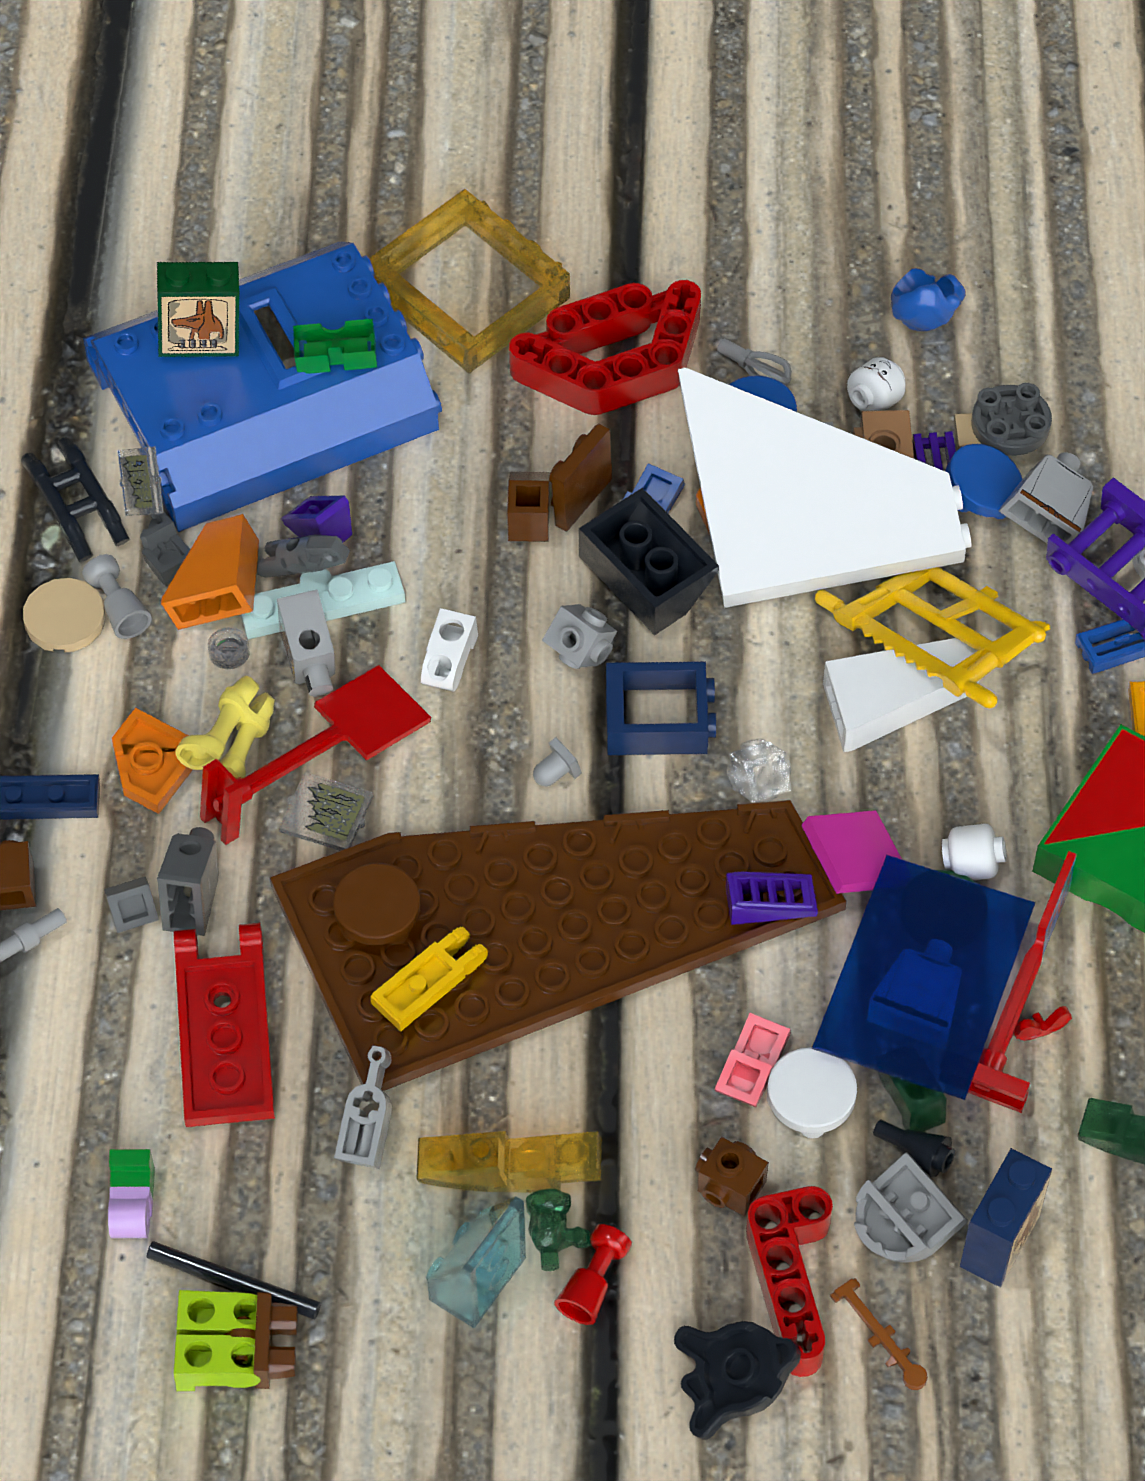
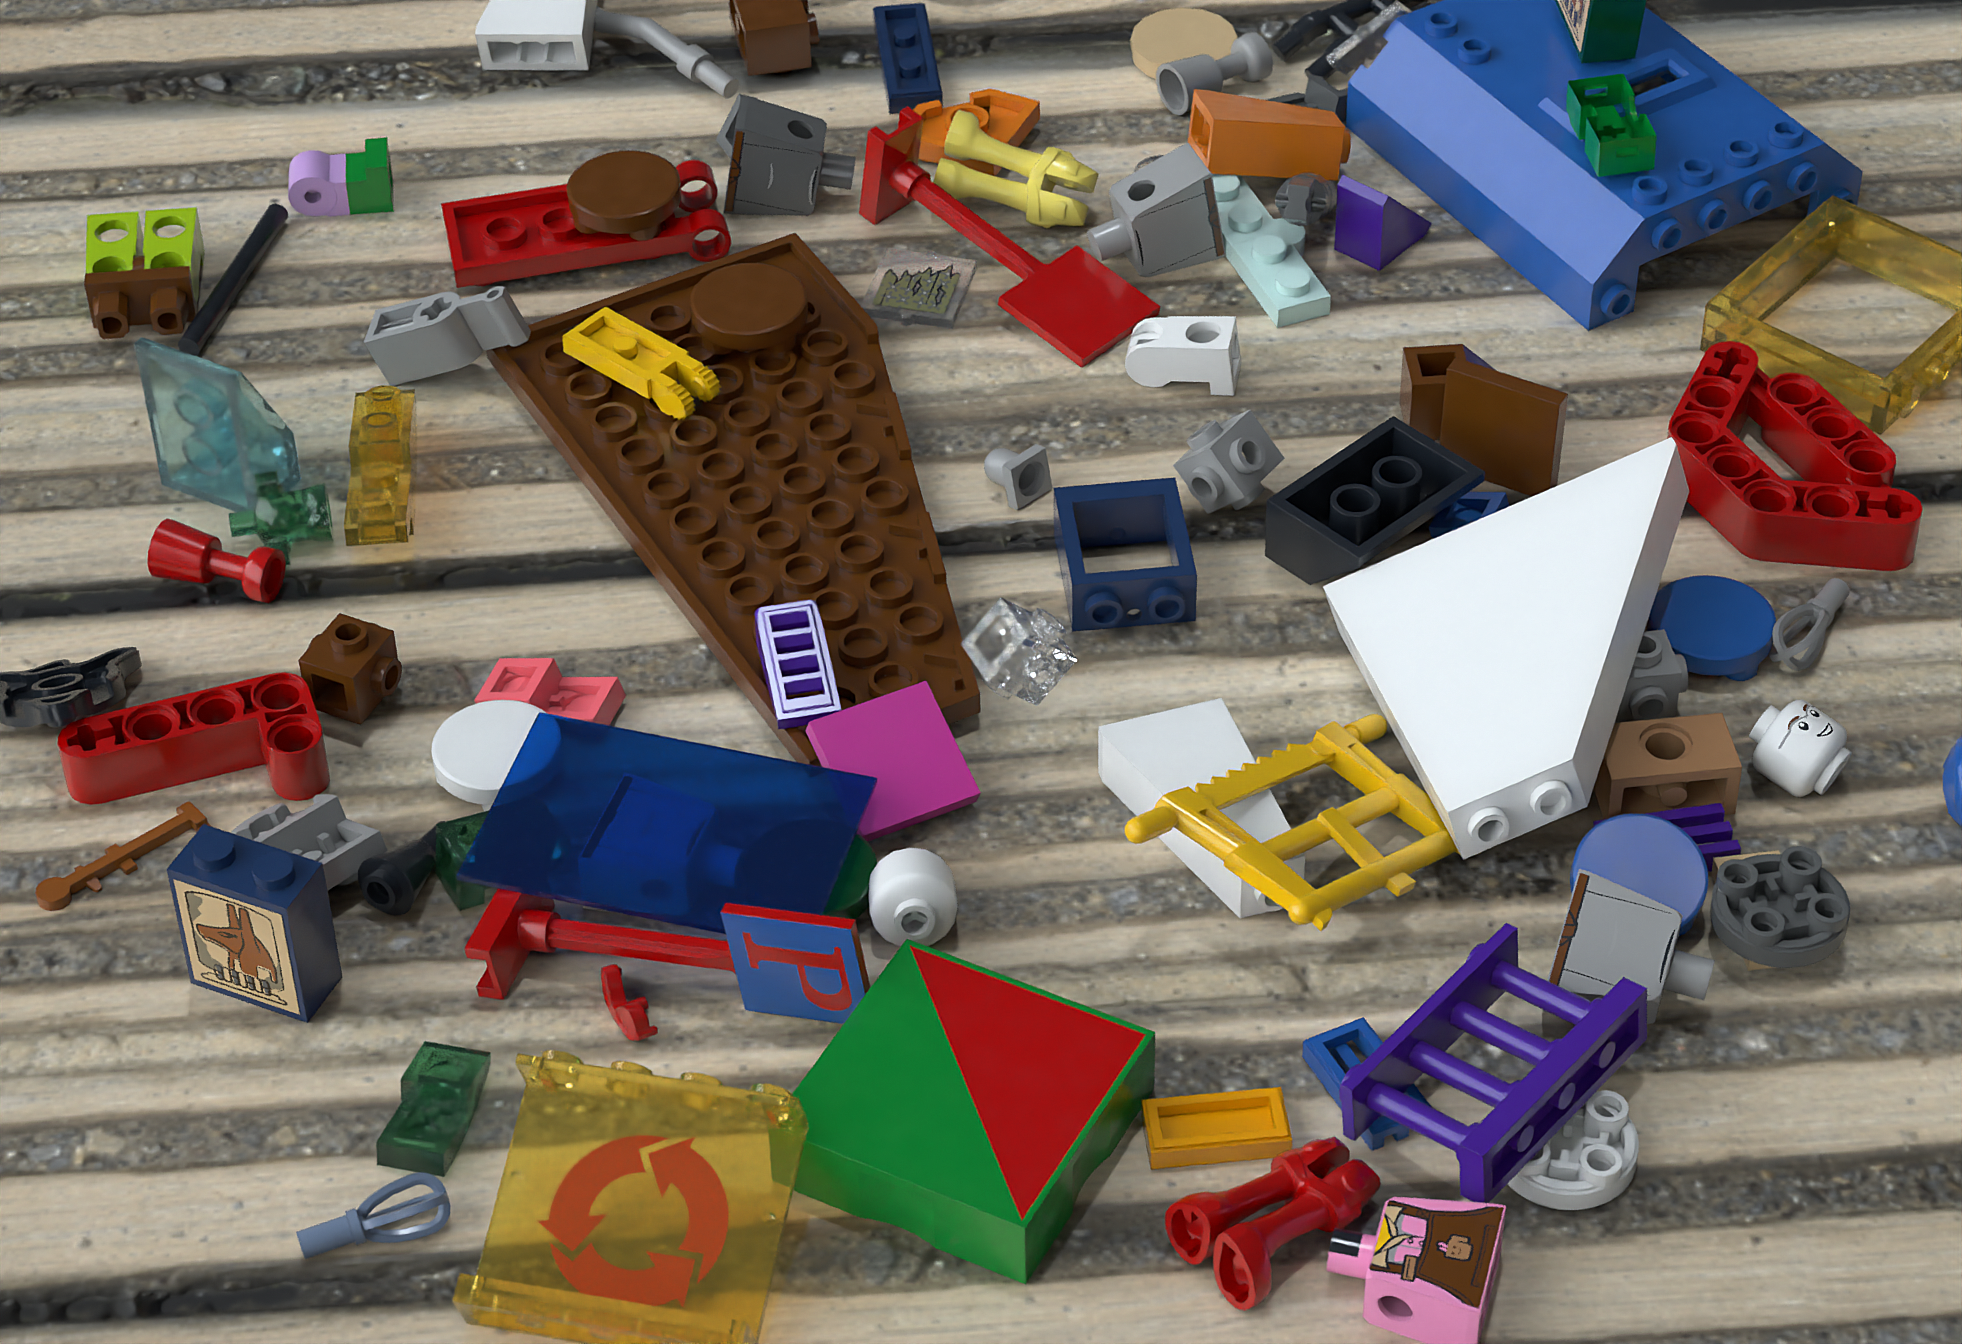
camera: 85 degrees right, 15 degrees down
(221, 980) = (624, 194): none -> reddish brown tile

